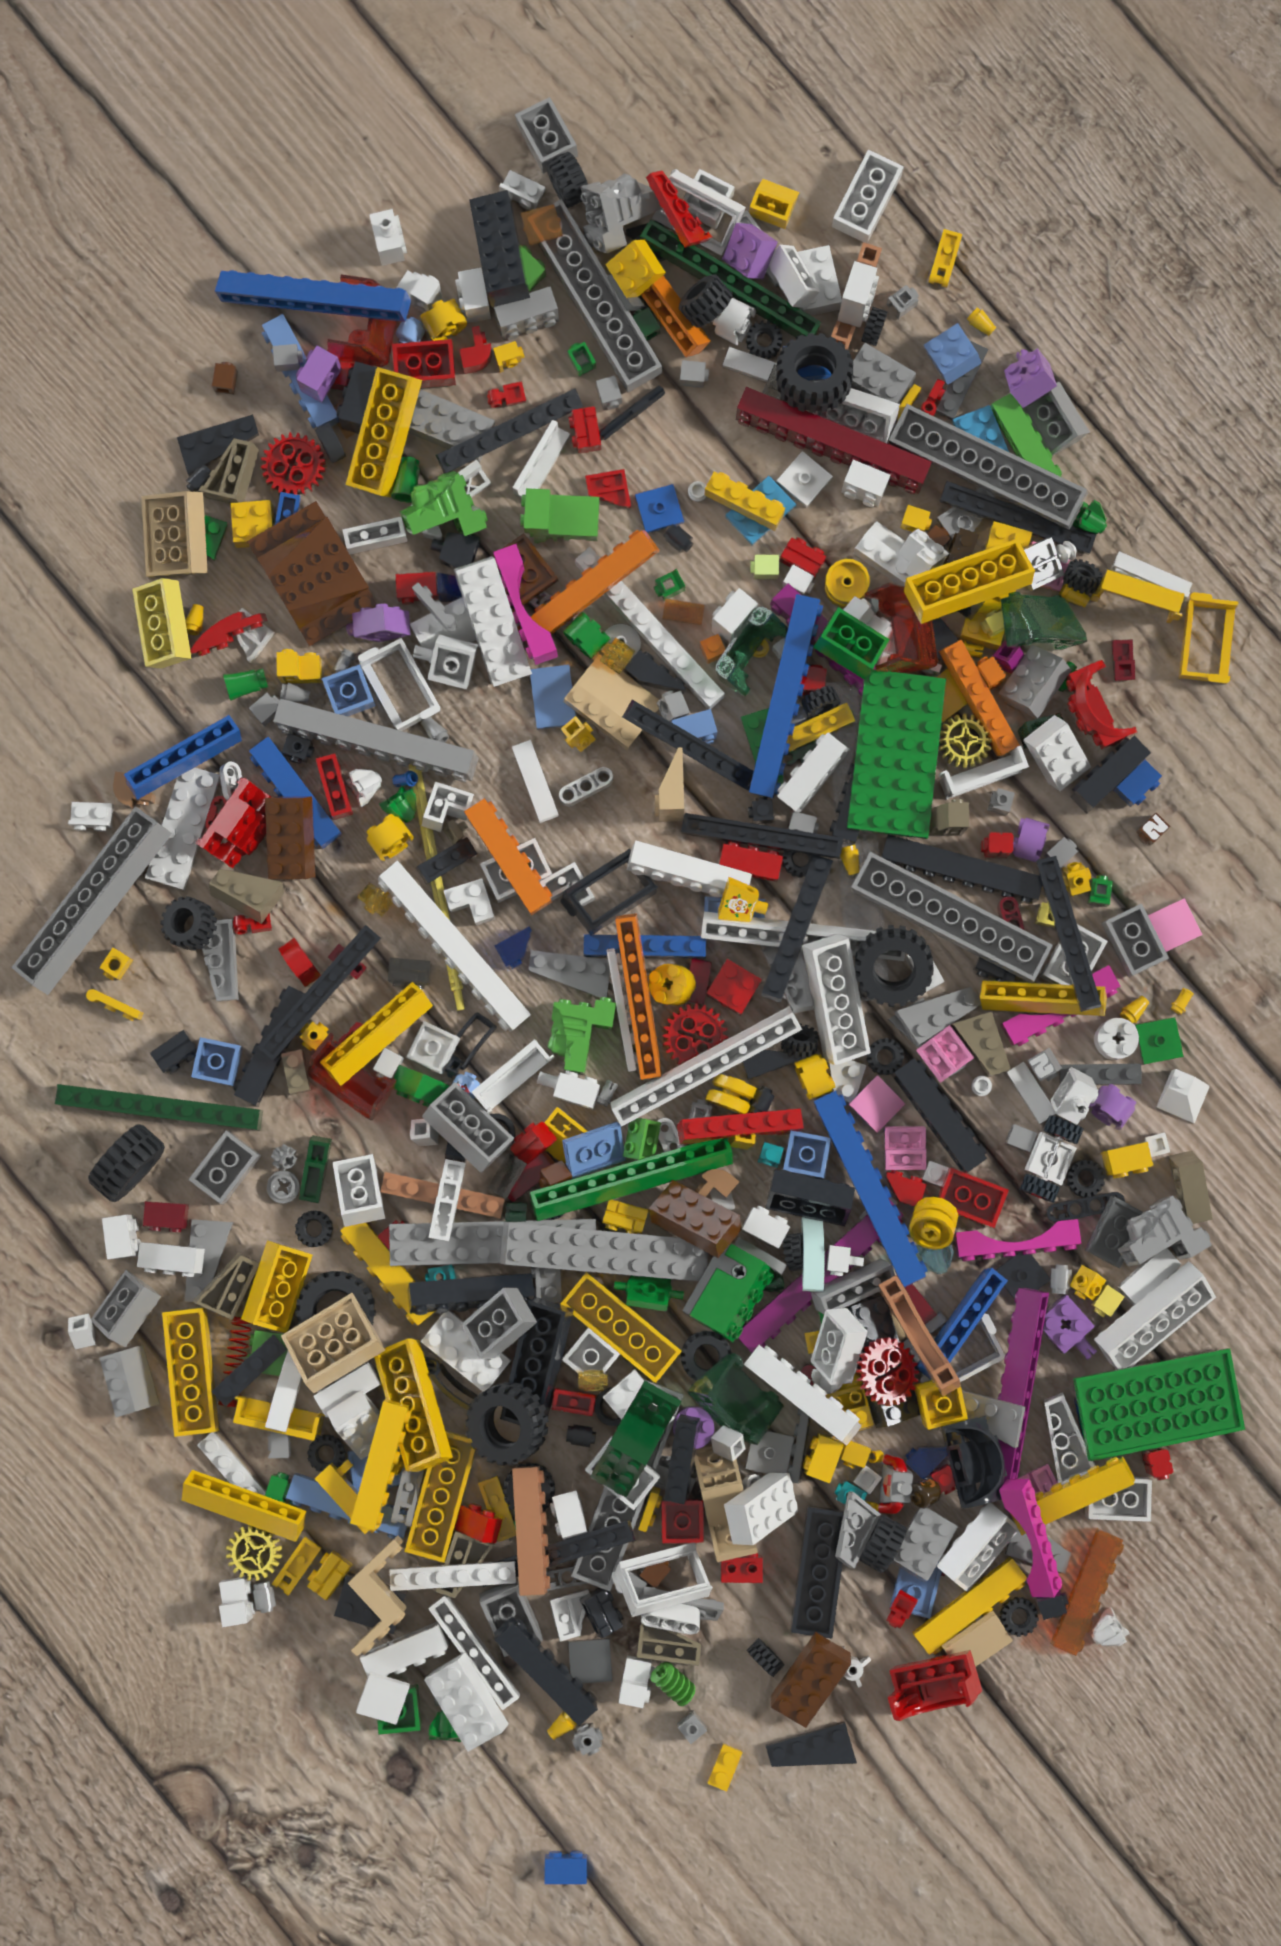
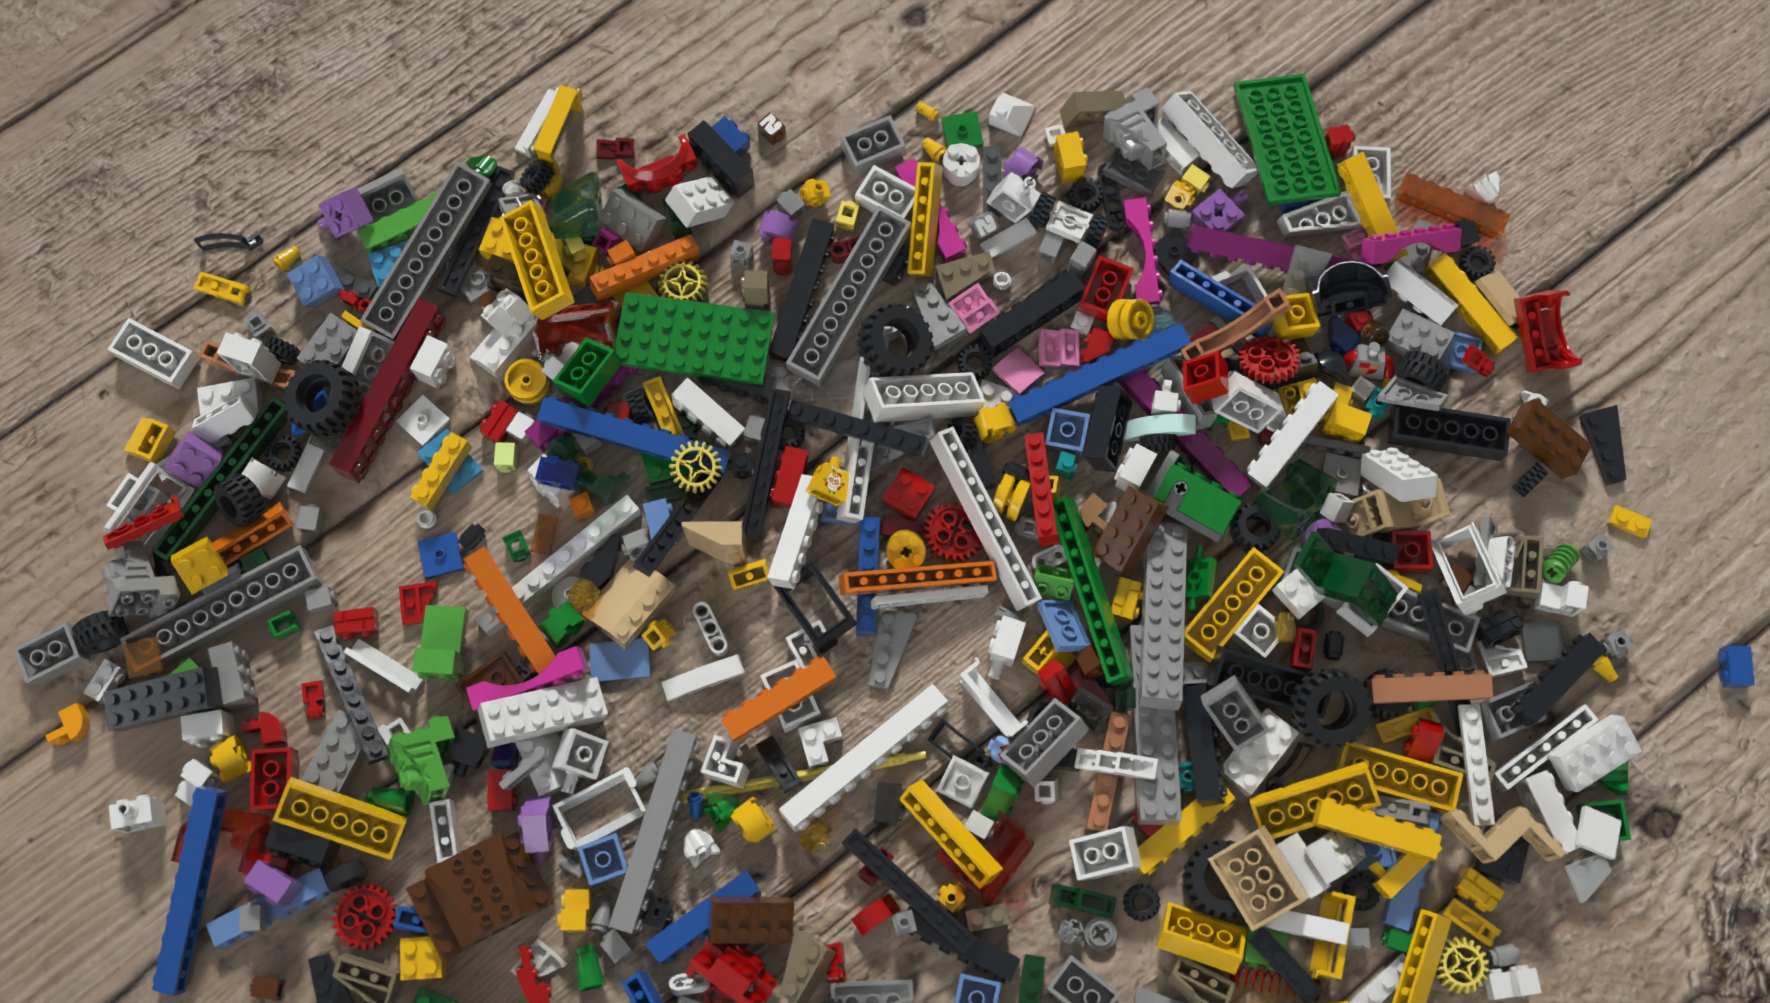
camera: 90 degrees left, 10 degrees down
(286, 988) = (904, 923): none -> light grey window
(334, 786) = (699, 875): red brick -> none
(344, 1690) = (1587, 875): none -> white wing
(410, 331) = (238, 794): light blue head -> none
(479, 166) = (75, 727): none -> light orange brick
(508, 355) = (273, 697): yellow brick -> none
(514, 948) = (867, 700): clear blue slope -> none
(570, 1515) = (1409, 653): white brick -> none
(574, 1028) = (947, 641): bright green brick -> none
(632, 412) = (342, 578): black axle -> none
(643, 823) = (749, 574): none -> yellow brick
(731, 734) = (665, 490): none -> dark green plate
(733, 619) = (558, 473): none -> clear blue brick
(734, 756) = (701, 451): none -> light yellow gear
(743, 1569) = (1455, 498): red brick -> none
(850, 859) = (791, 384): yellow cone -> none
(861, 1299) = (1205, 377): none -> red brick
(890, 1443) = (1332, 366): none -> black hat
(916, 519) = (471, 321): yellow brick -> none
(983, 775) = (715, 263): white piece -> none
(998, 256) = (246, 243): none -> black sword
(1002, 1171) = (1082, 260): none -> light grey brick
(1068, 933) = (867, 193): black plate -> none
(1100, 891) = (827, 172): green window -> none
(1175, 925) = (857, 112): bright pink slope -> none
(1205, 600) = (566, 76): yellow piece -> none

